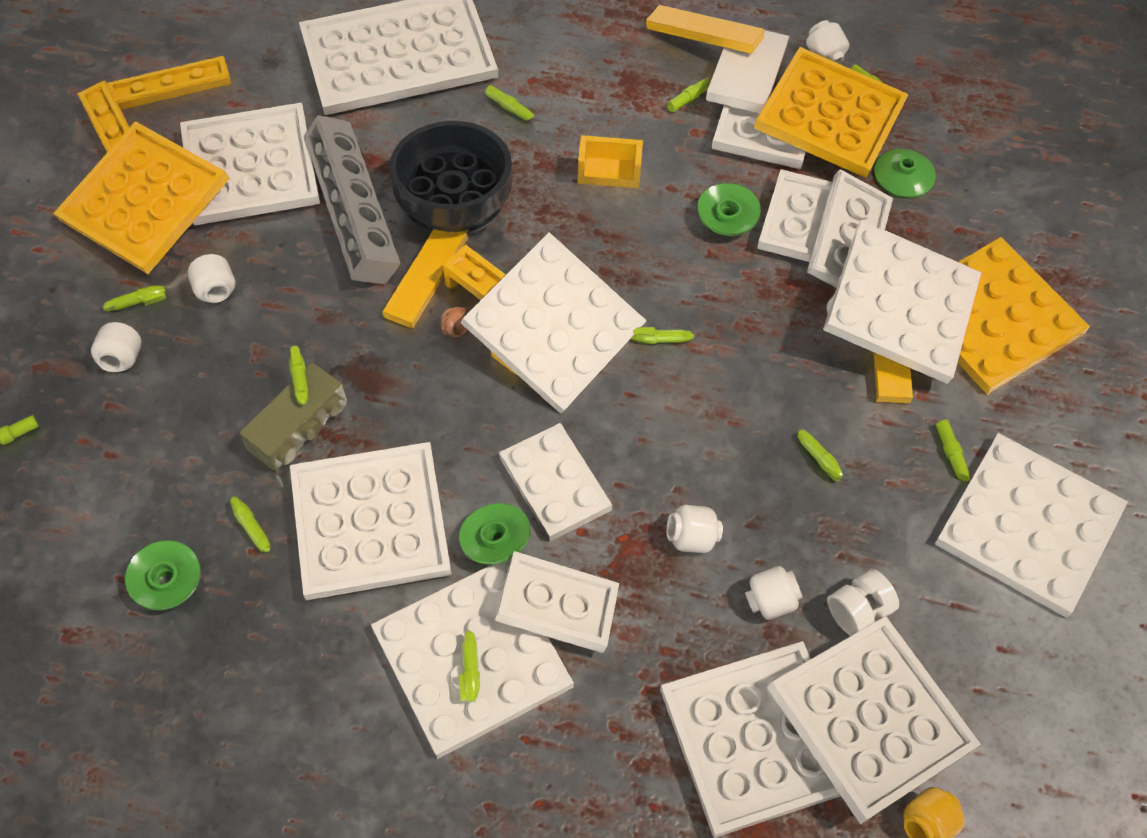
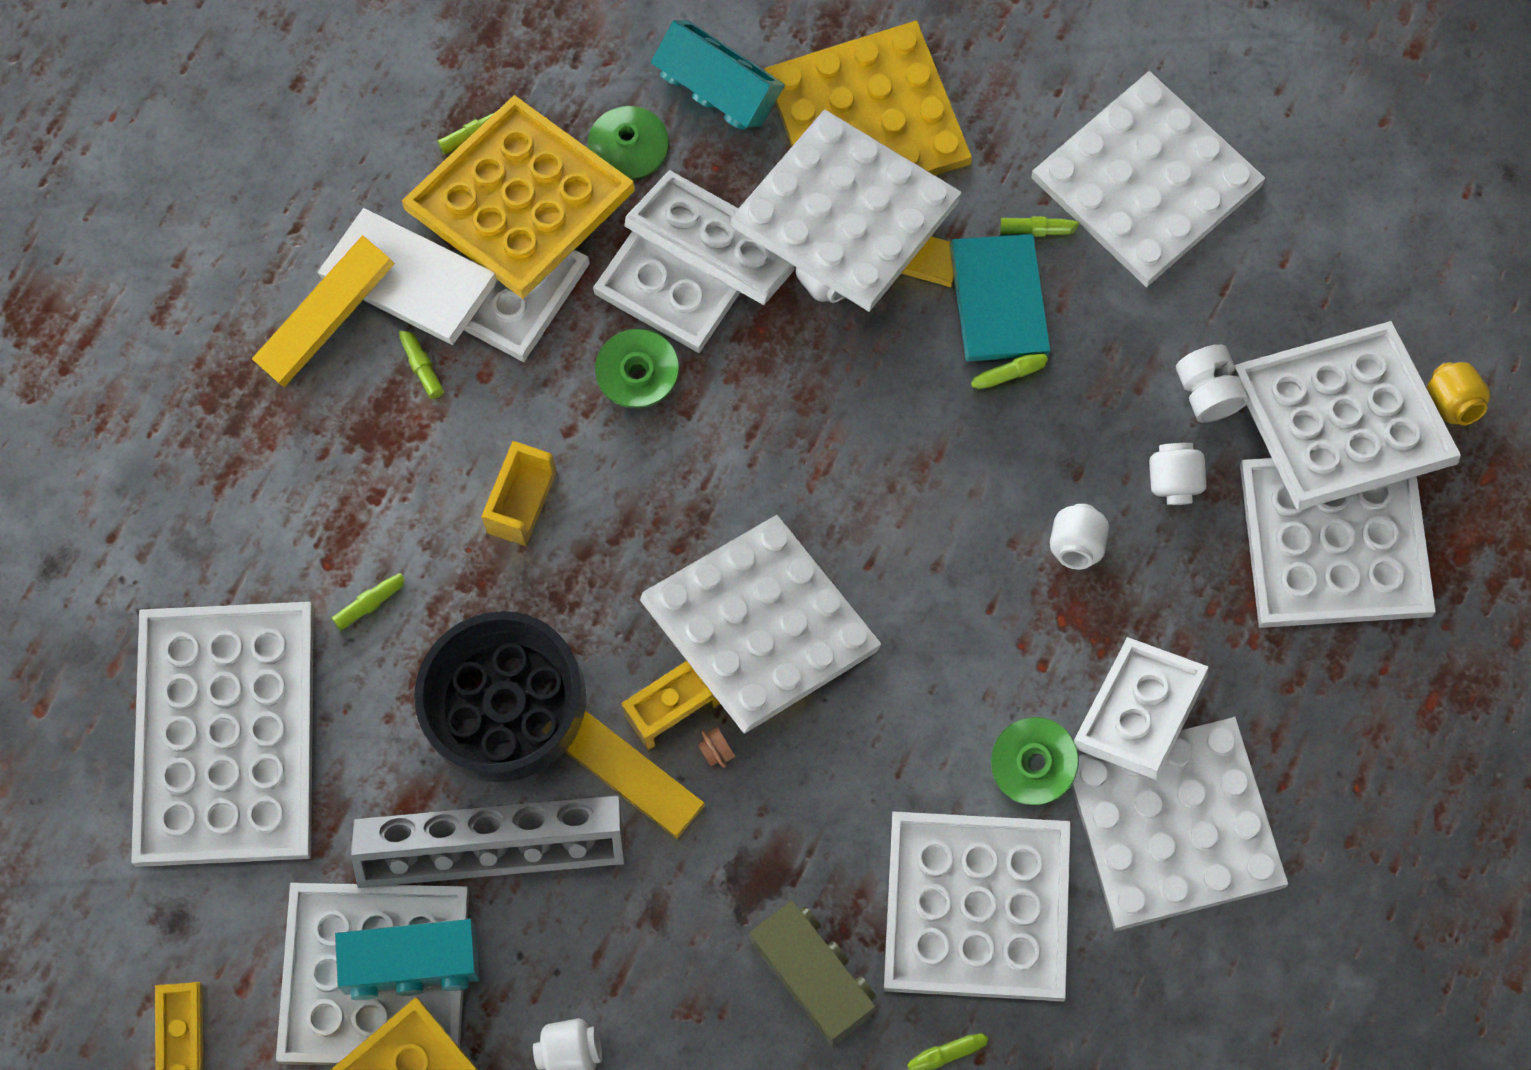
camera: 70 degrees left, 10 degrees up
(254, 167) = (407, 959): none -> teal brick
(297, 370) = (762, 949): lime piece -> none
(470, 678) = (1213, 824): lime piece -> none
(555, 482) = (973, 679): white plate -> none
(649, 335) = (797, 511): lime piece -> none
(828, 41) = (397, 164): white head -> none
(878, 431) = (999, 297): none -> teal tile
(979, 204) = (716, 75): none -> teal brick

